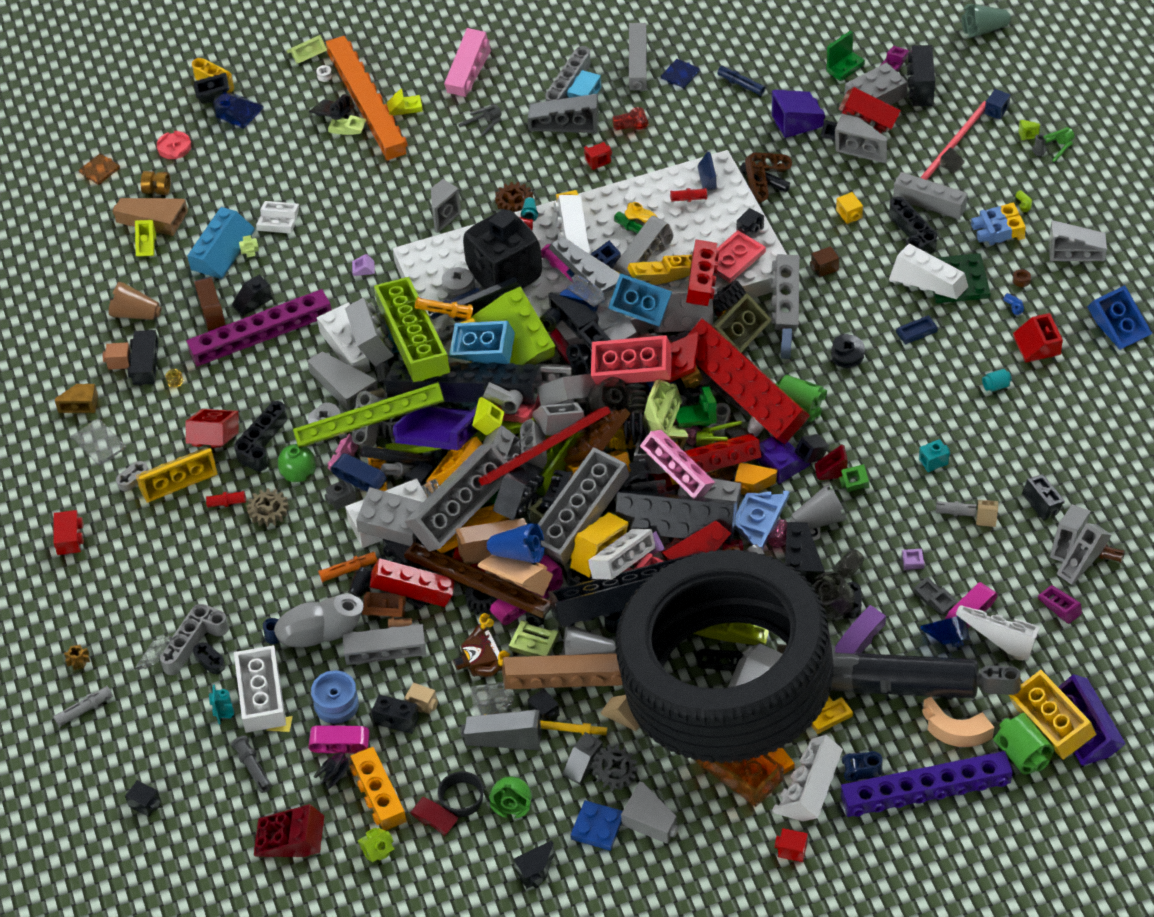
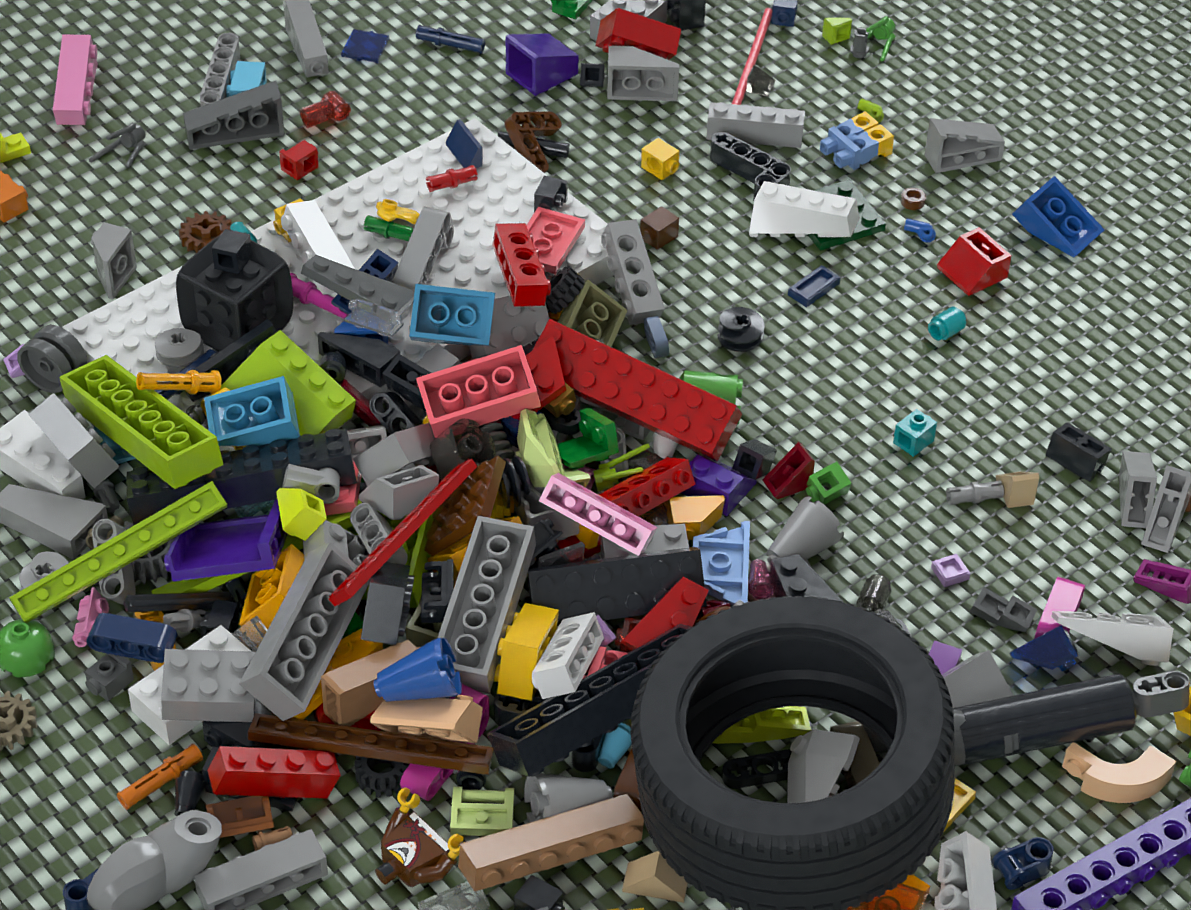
camera: 25 degrees left, 5 degrees down
(378, 267) = (49, 356): none -> dark grey wheel
(665, 271) = (467, 273): yellow slope -> none
(877, 640) = (976, 681): none -> light grey slope

